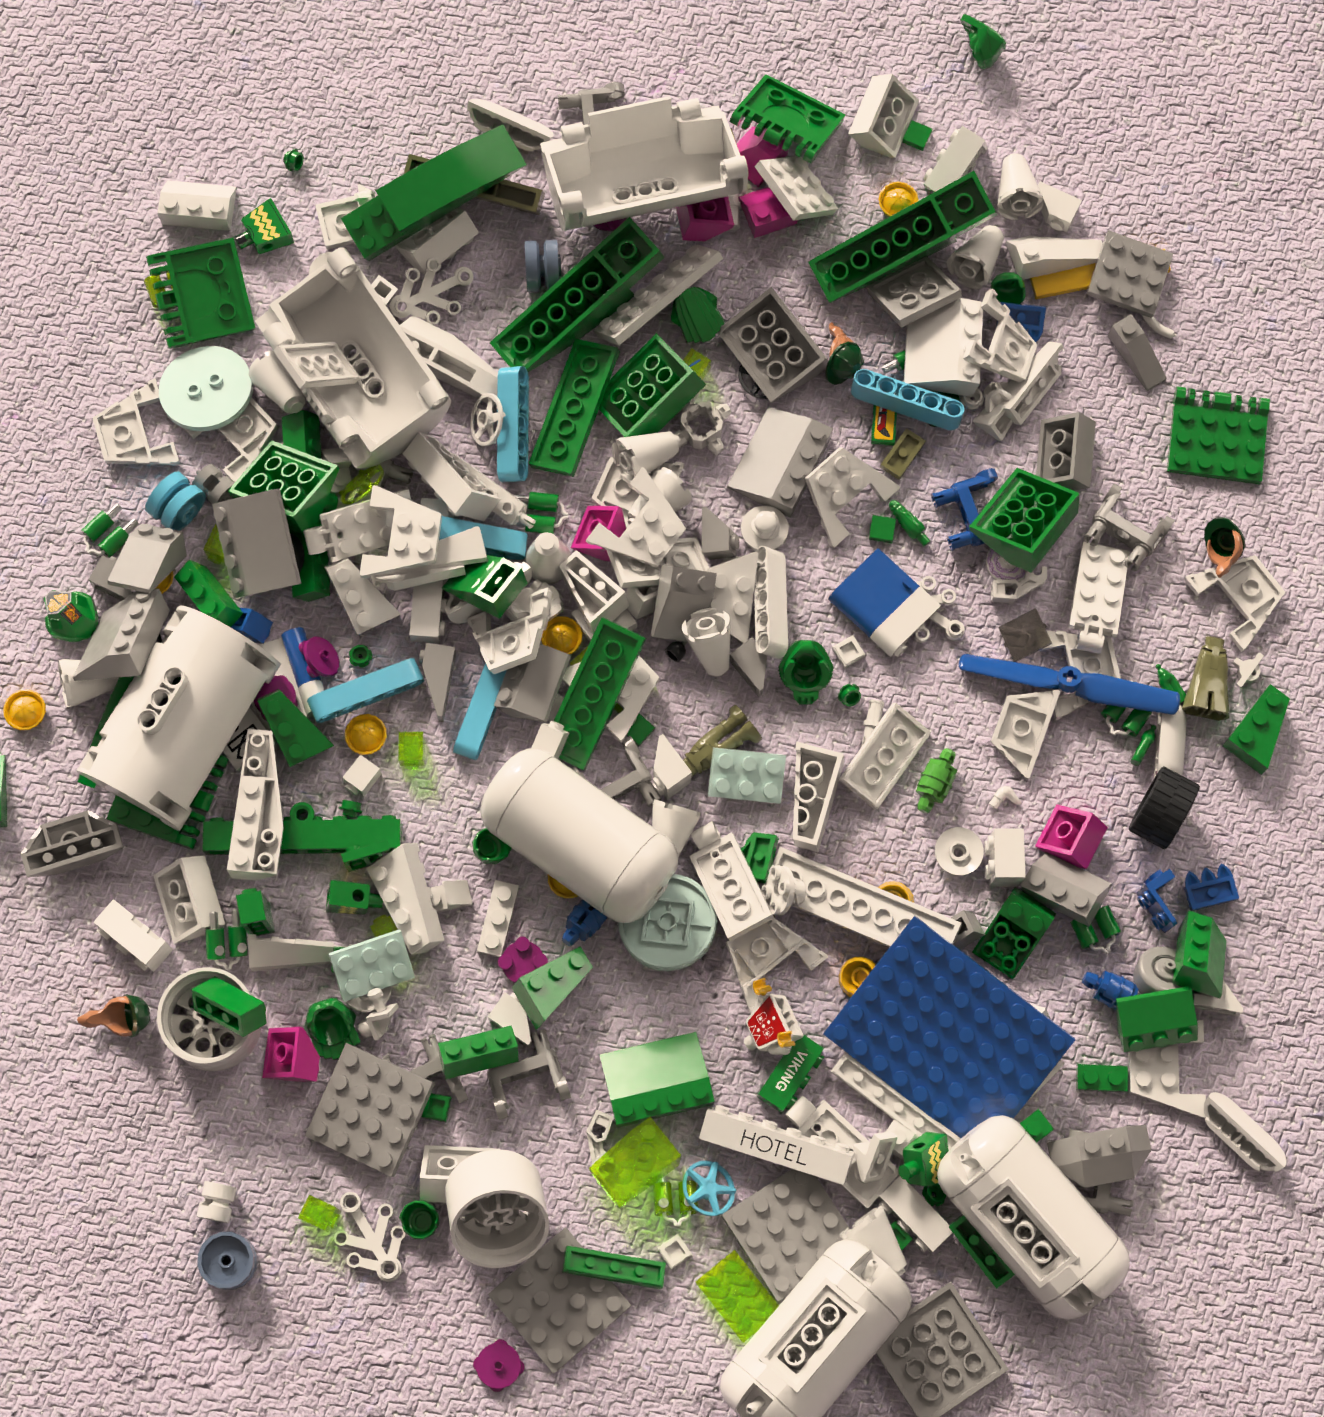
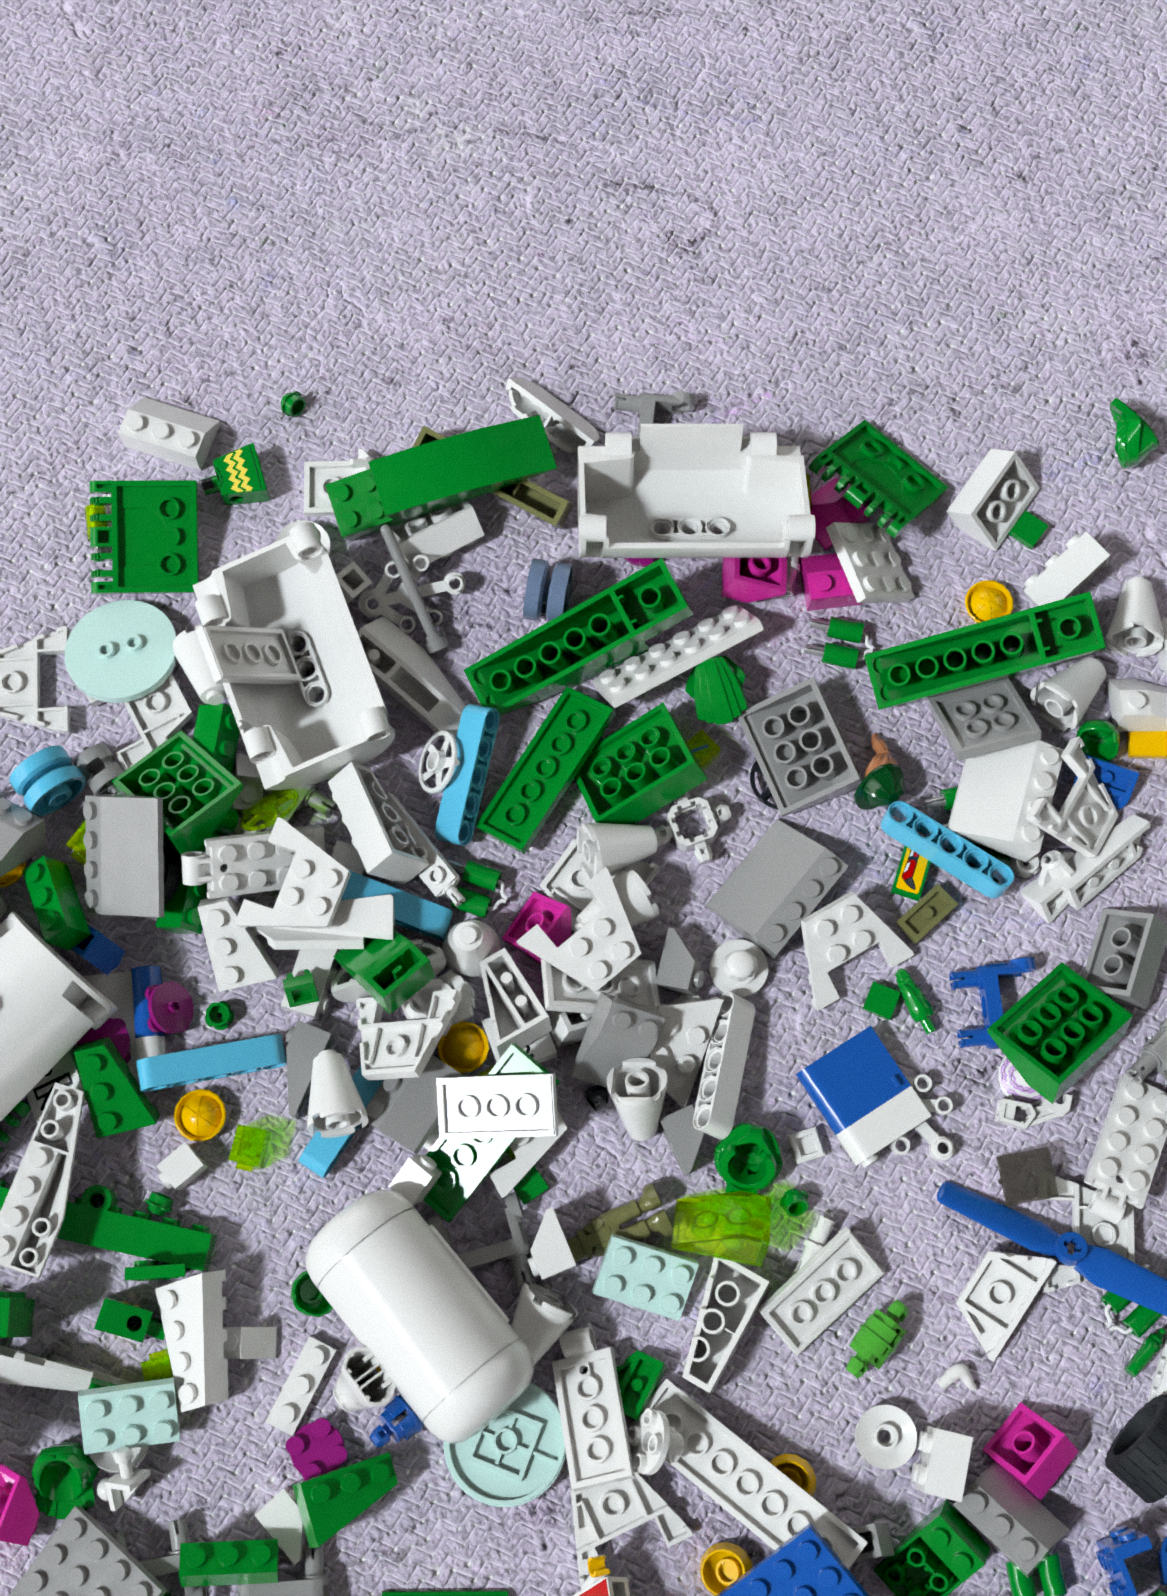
camera: 15 degrees right, 0 degrees up
(423, 617) = (300, 989): none -> green tile
(458, 324) = (434, 639): none -> light grey piece
(471, 693) = (333, 1098): none -> white cone
(545, 898) = (358, 1385): none -> white piece
(601, 668) = (497, 1106): none -> white tile
(785, 267) = (842, 630): none -> green piece
(799, 722) = (724, 1226): none -> clear neon green slope

